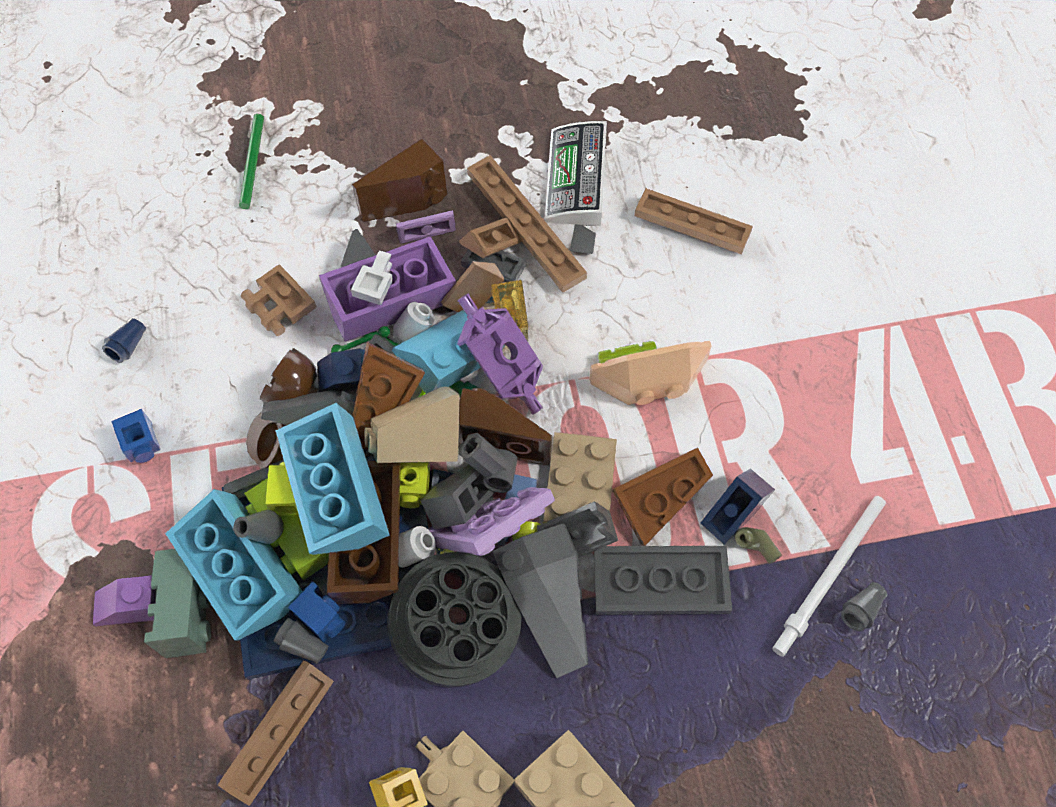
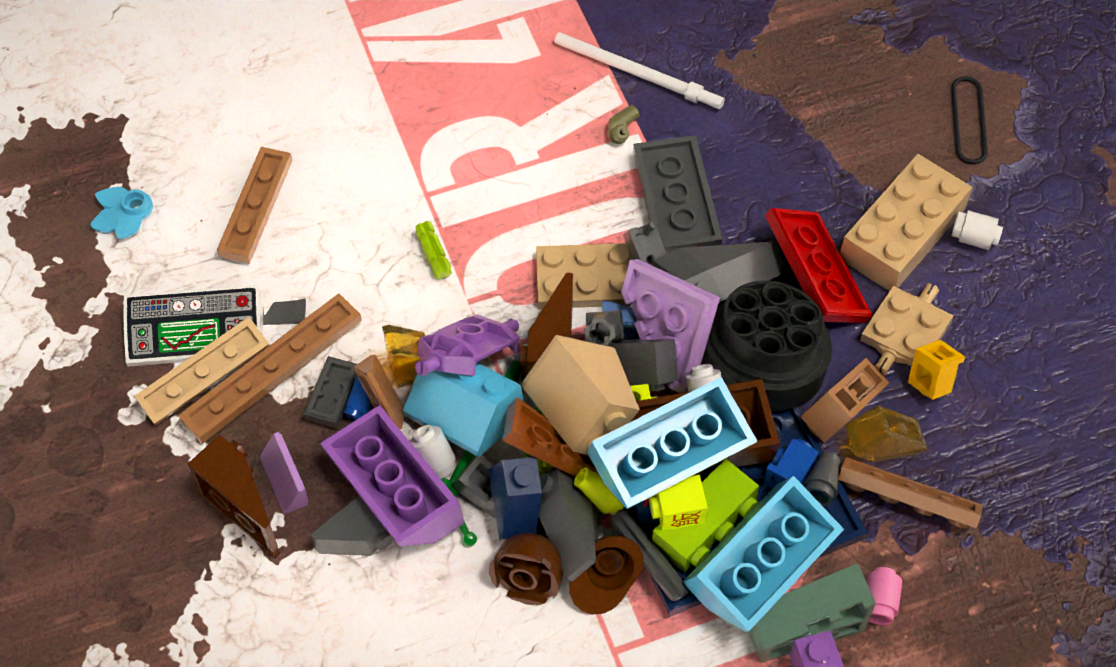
camera: 100 degrees left, 5 degrees down
(182, 675) = (886, 592): none -> bright pink brick
(260, 527) = (727, 518): dark grey cone -> none
(285, 293) = (405, 609): medium nougat plate -> none
(341, 725) = (885, 435): none -> clear yellow slope
(375, 281) = (404, 475): white plate -> none
(386, 691) = (844, 400): none -> medium nougat slope
(491, 238) = (304, 393): medium nougat slope -> none
(528, 173) = (202, 371): none -> tan plate
(548, 701) = (818, 265): none -> red tile
(651, 373) = (457, 218): light nougat wedge -> none
(661, 492) = (587, 205): dark orange wing -> none
(698, 131) = (119, 211): none -> medium azure plate
(737, 505) = (589, 138): dark blue slope -> none
(863, 608) = (669, 44): dark grey cone -> none

